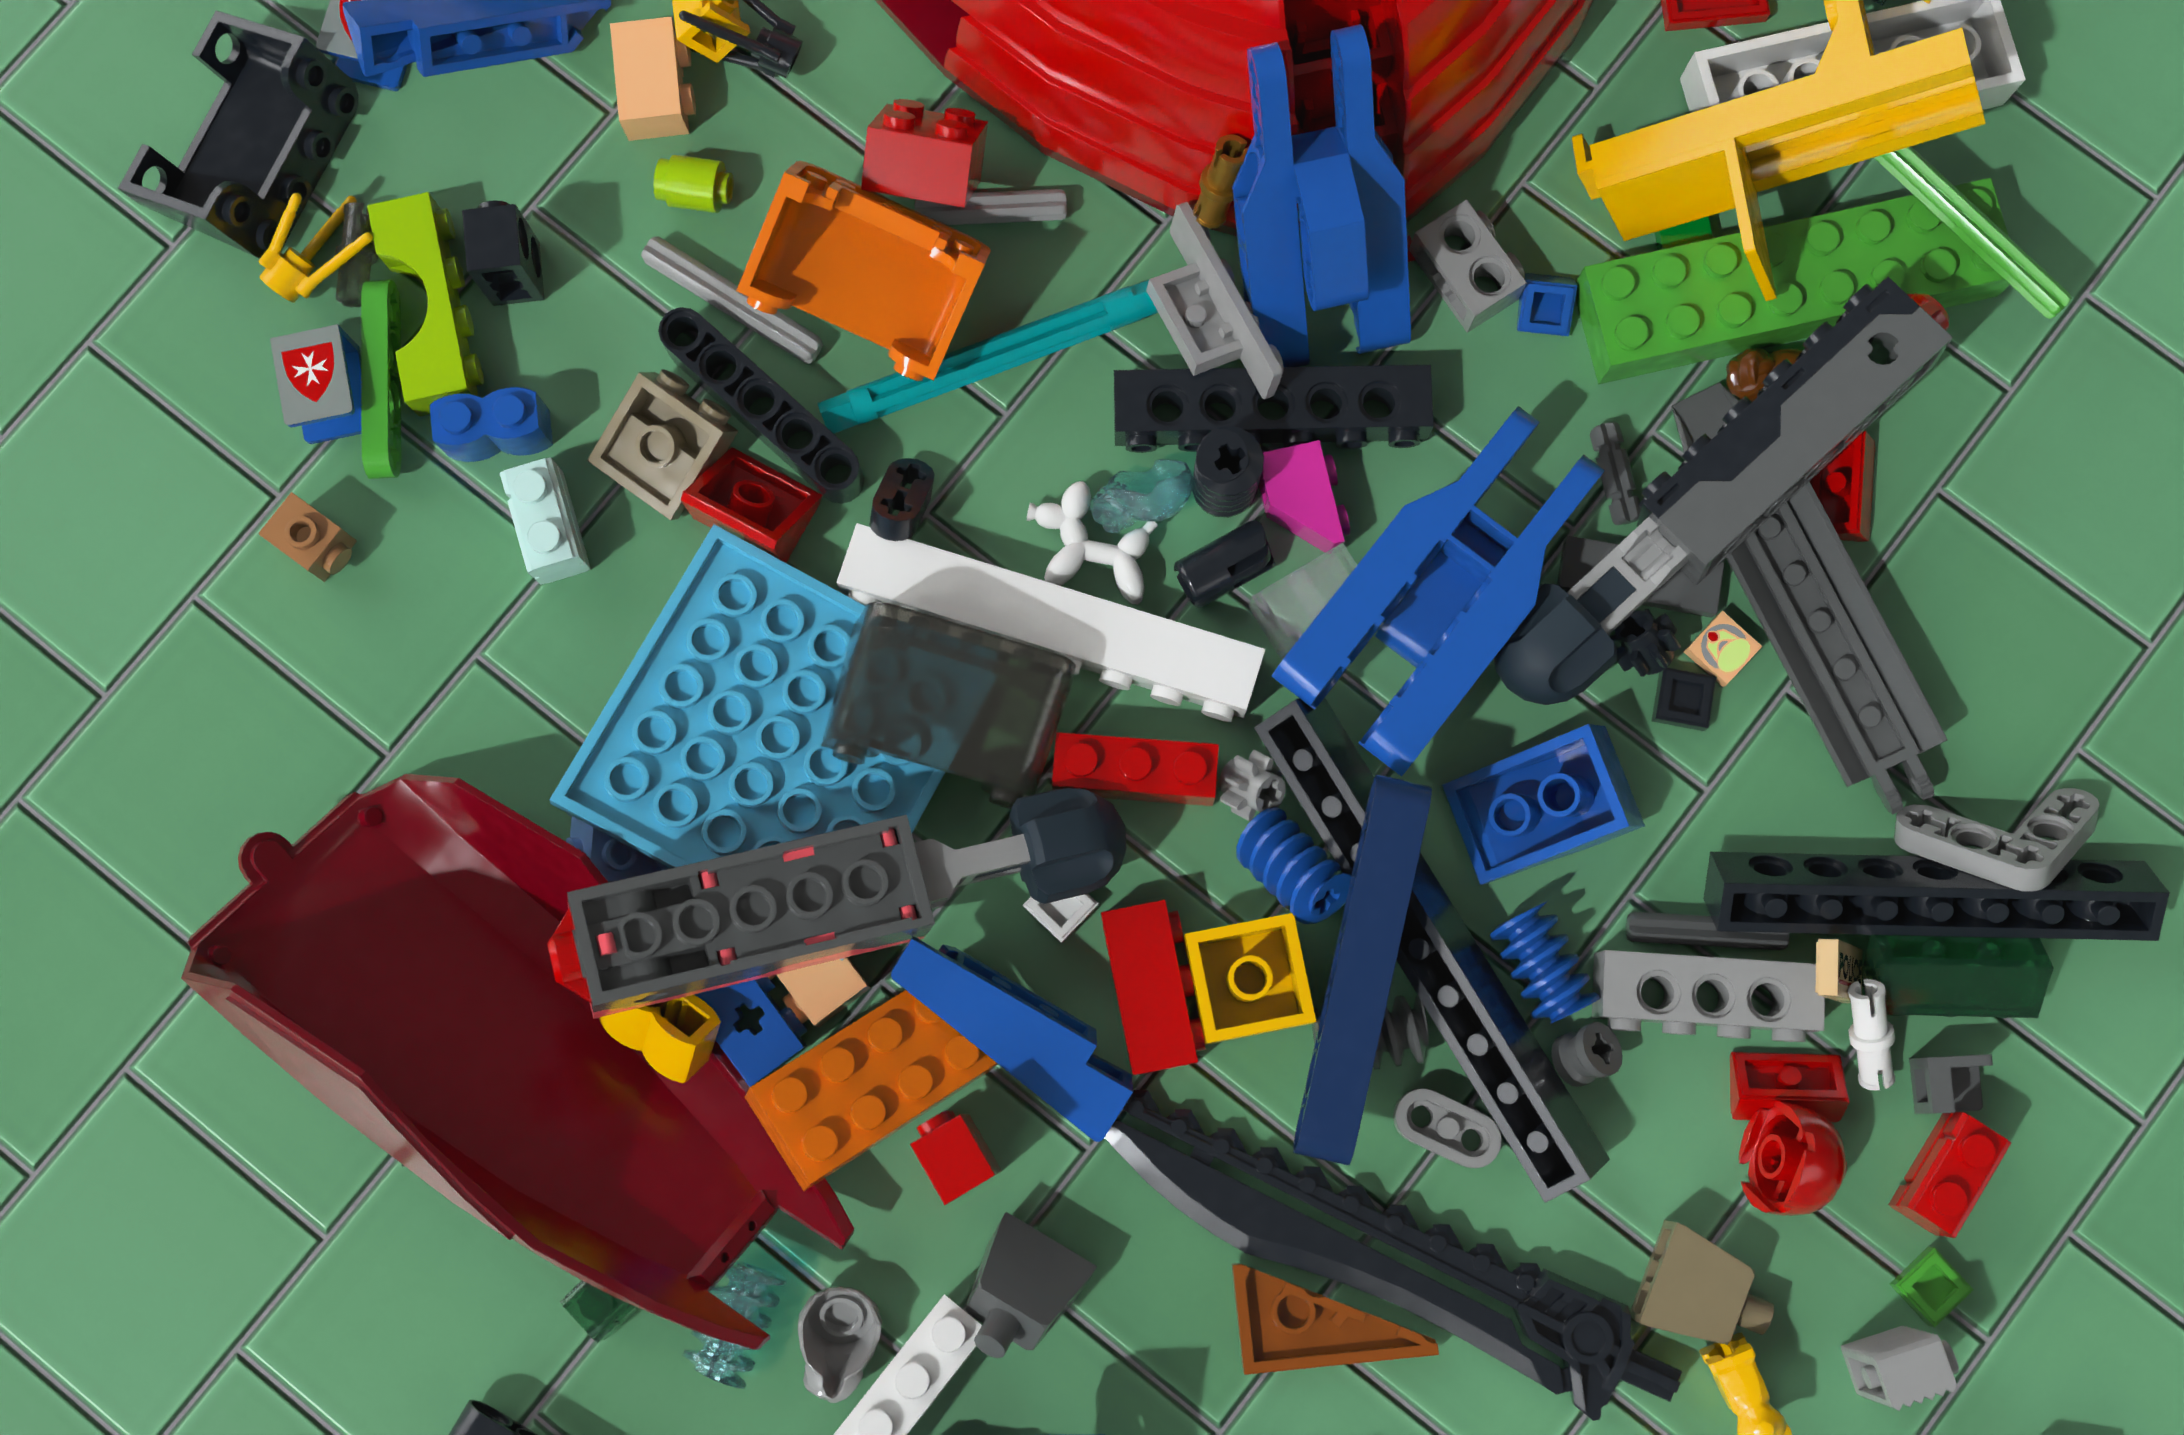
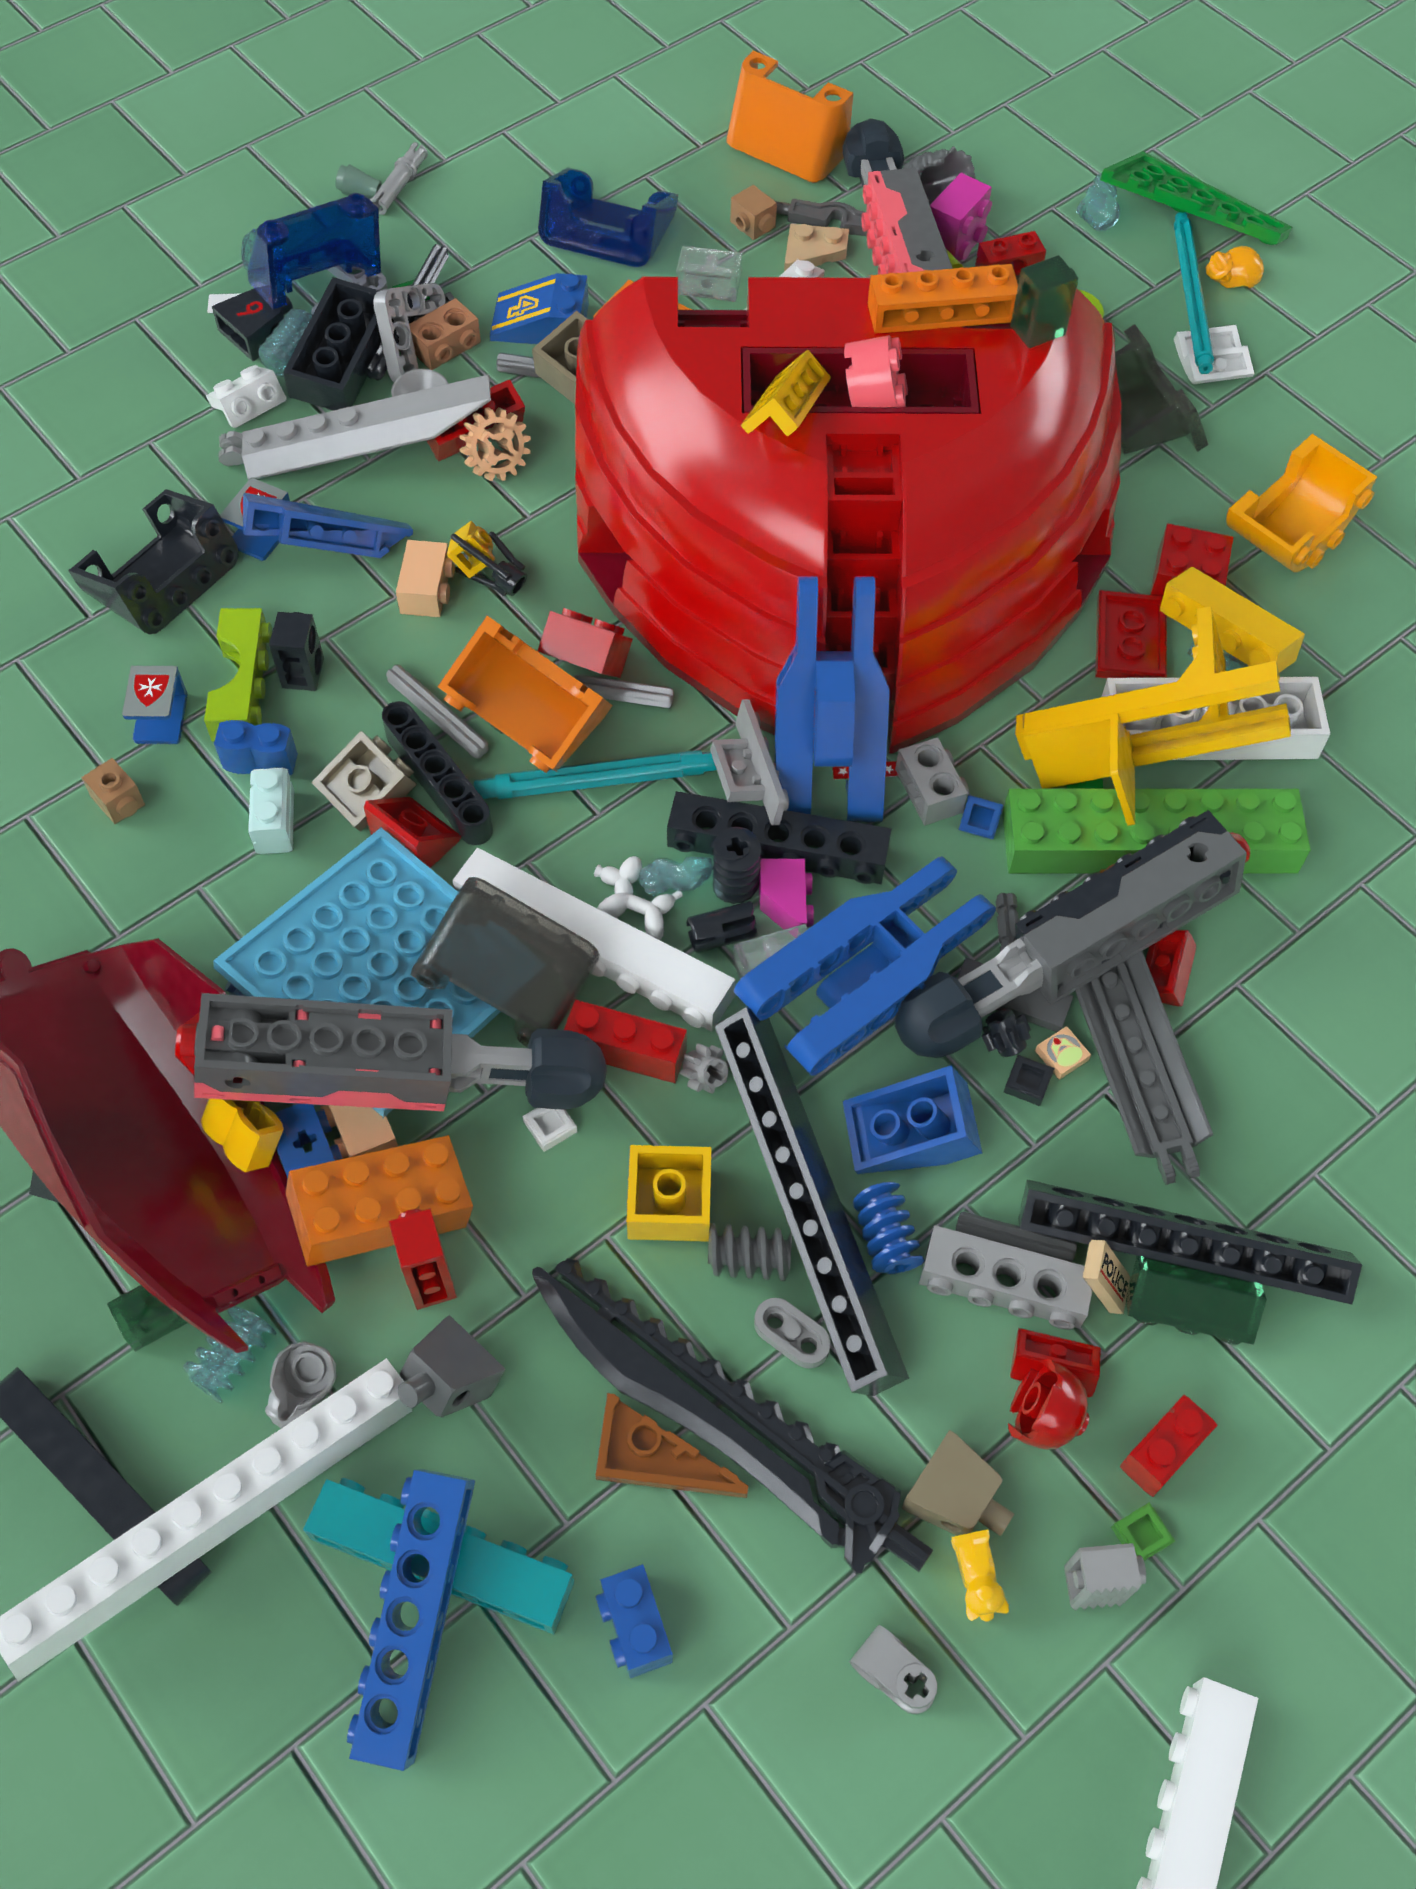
camera: 10 degrees right, 20 degrees down
(290, 272) = (161, 641): yellow plant -> none
(358, 268) = (203, 641): clear smoke axle -> none
(380, 379) = (190, 717): bright green beam -> none
(693, 183) = (432, 640): lime brick -> none
(910, 502) = (512, 842): black beam -> none
(1020, 1032) = (493, 1189): blue wedge -> none
(1152, 987) = (598, 1188): red brick -> none
(1218, 180) = (766, 693): pearl gold pin -> none
(1292, 867) = (720, 1123): blue piece -> none
(1362, 970) = (748, 1192): dark blue beam -> none
(1587, 1054) = (907, 1300): dark grey wheel -> none
(1871, 1034) = (1124, 1328): white pin -> none
(1947, 1083) = (1179, 1376): dark grey panel -> none
(1977, 230) = (1280, 810): bright green axle -> none
(2009, 859) = (1255, 1222): light grey beam -> none

